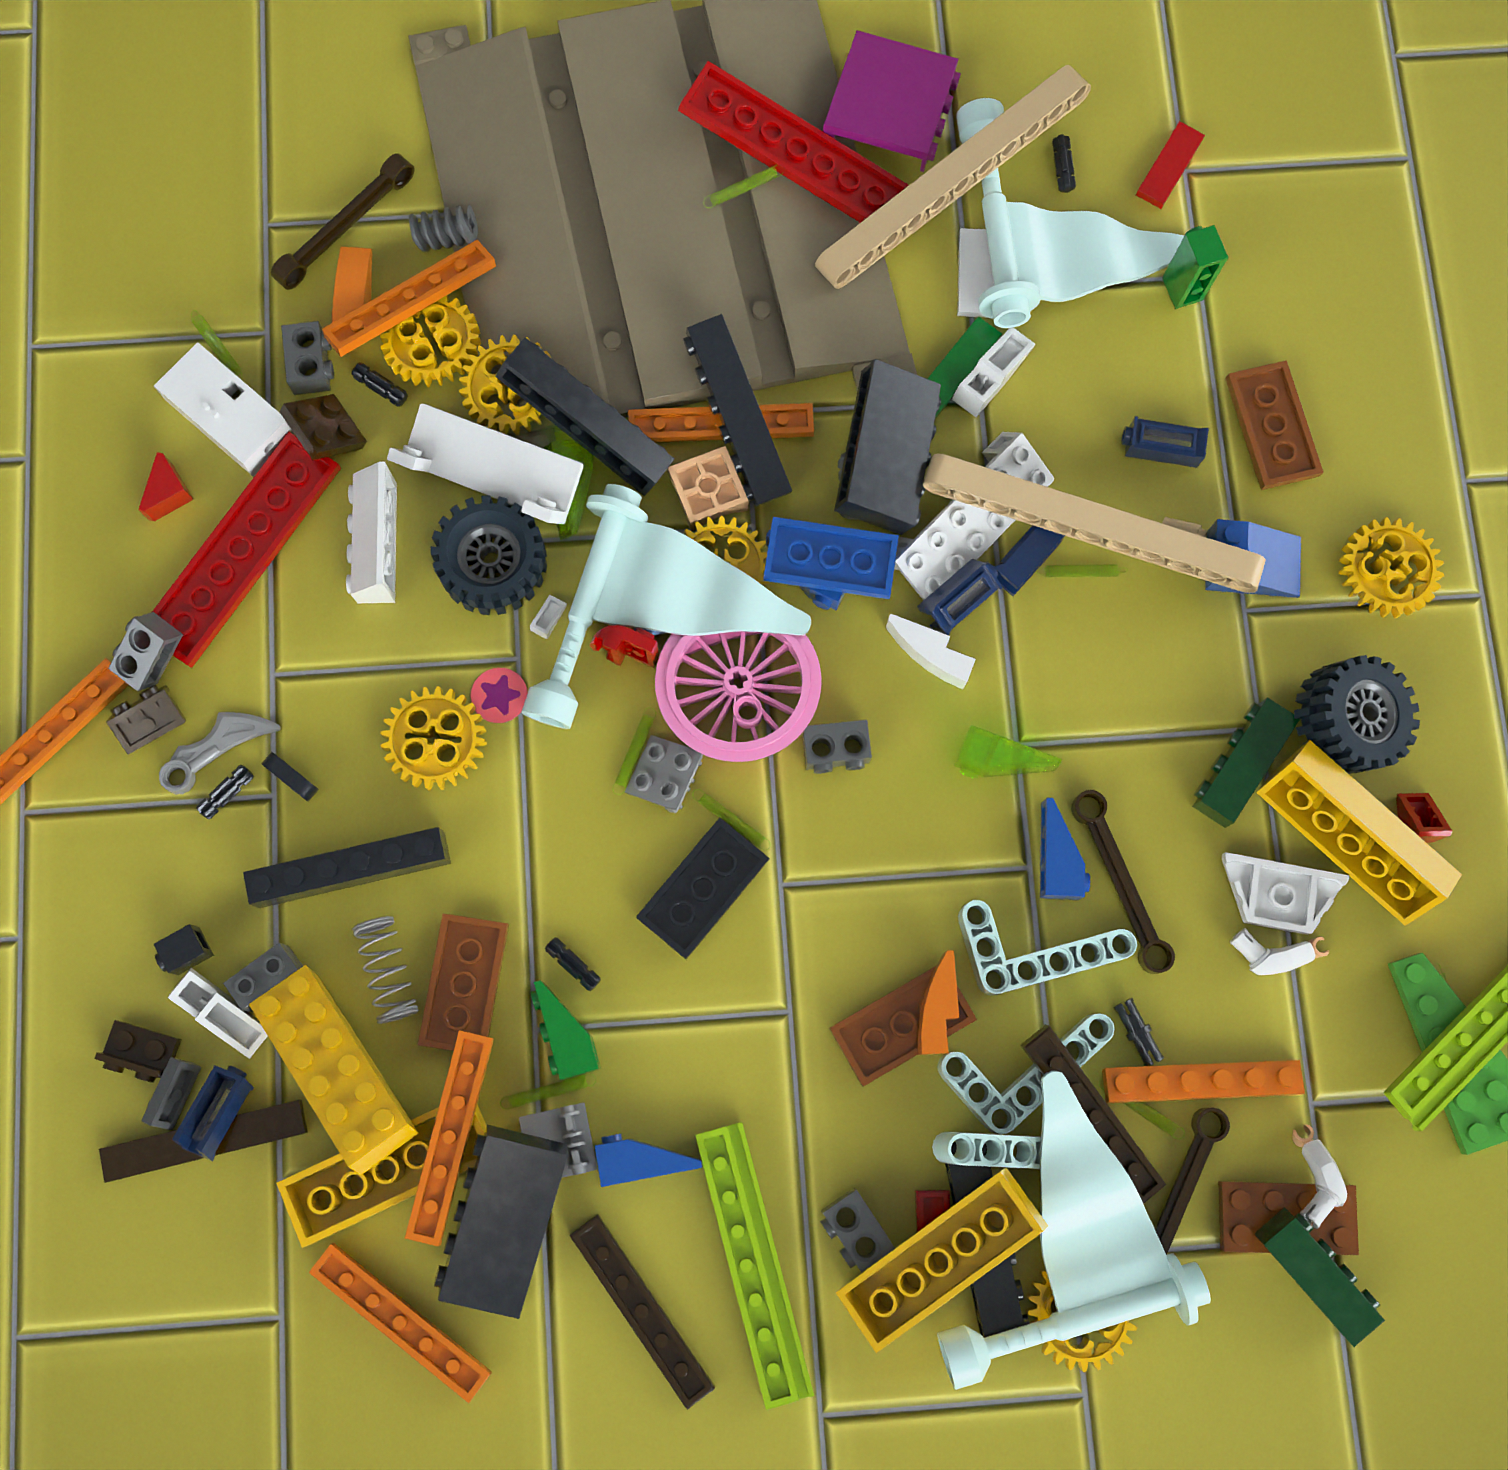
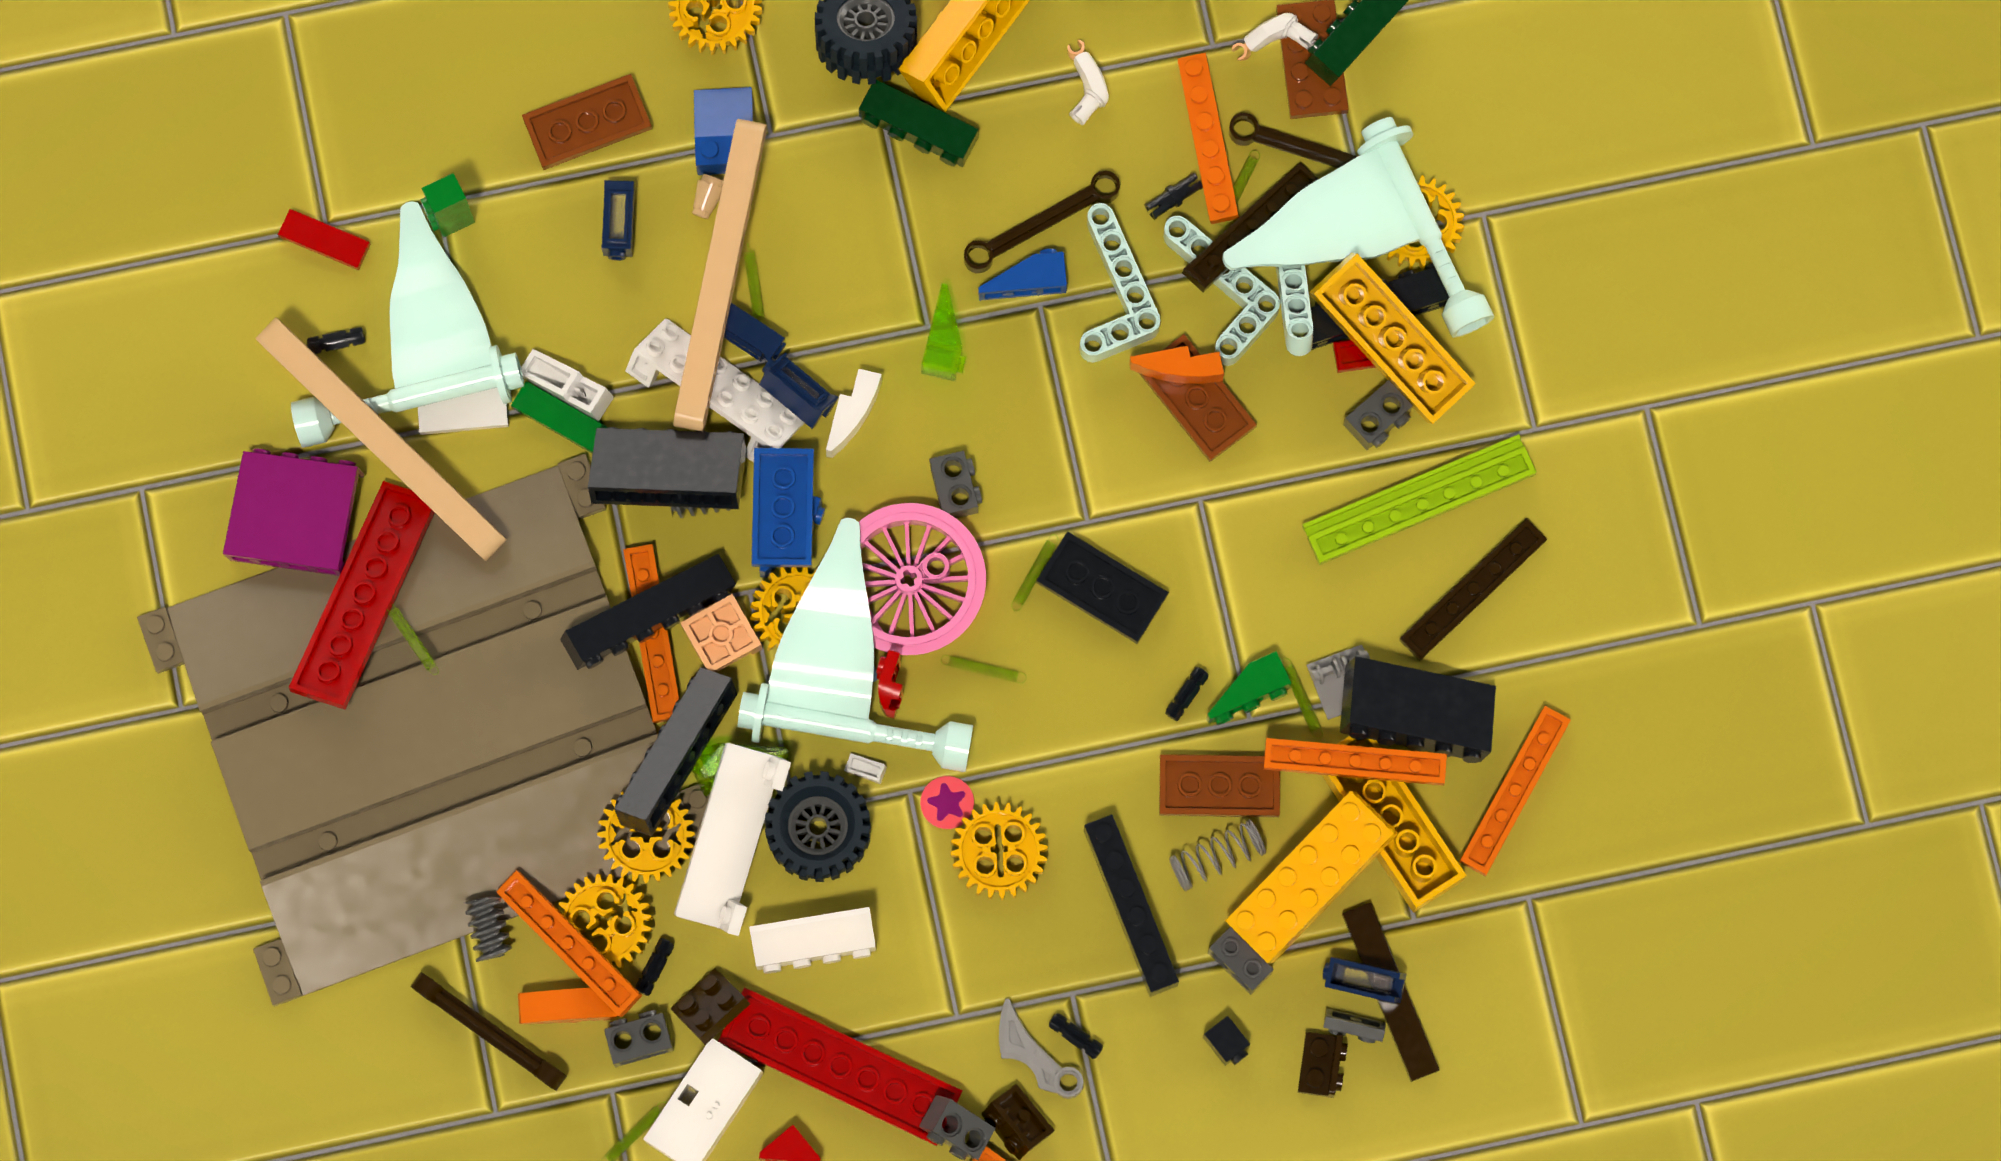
camera: 95 degrees left, 0 degrees up
(218, 1013) = (1277, 999): white slope -> none
(290, 776) = (1053, 976): black beam -> none
(633, 1160) = (1350, 614): blue slope -> none
(664, 773) = (1001, 637): light grey hinge -> none
(1281, 893) = (1033, 84): white wing -> none

